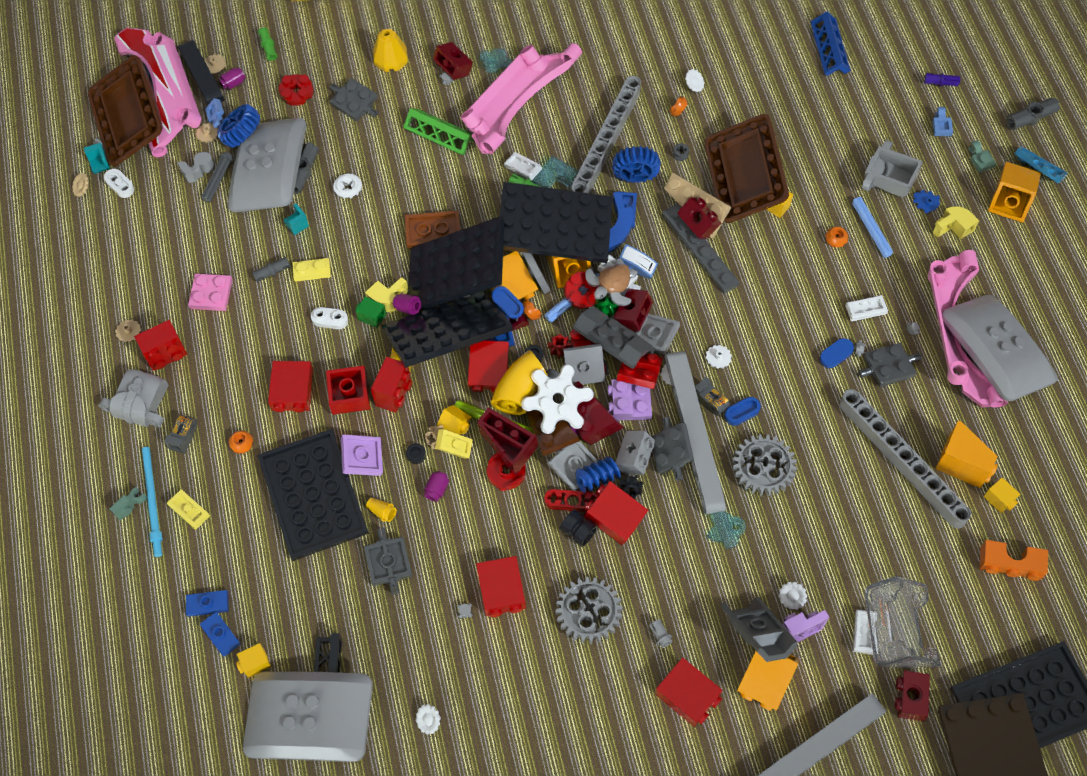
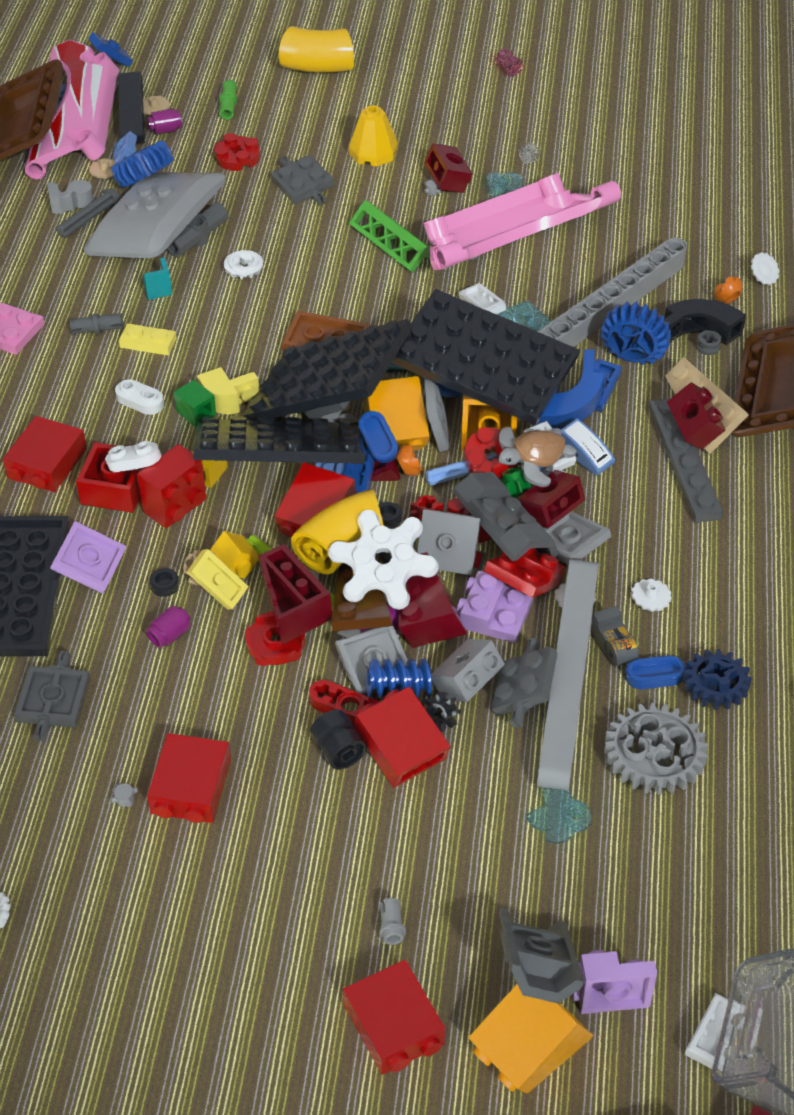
camera: 20 degrees right, 15 degrees down
(160, 25) = (111, 48): none -> blue plate
(361, 376) = (133, 457): none -> white plate
(383, 510) = (82, 633): yellow cone -> none
(407, 303) = (244, 401): magenta brick -> none
(500, 28) = (529, 153): none -> clear plate
(604, 601) = (330, 846): light grey gear -> none
(672, 133) = (705, 315): none -> black arch
(781, 404) = (717, 679): none -> dark blue gear
(793, 595) = (623, 936): white piece -> none

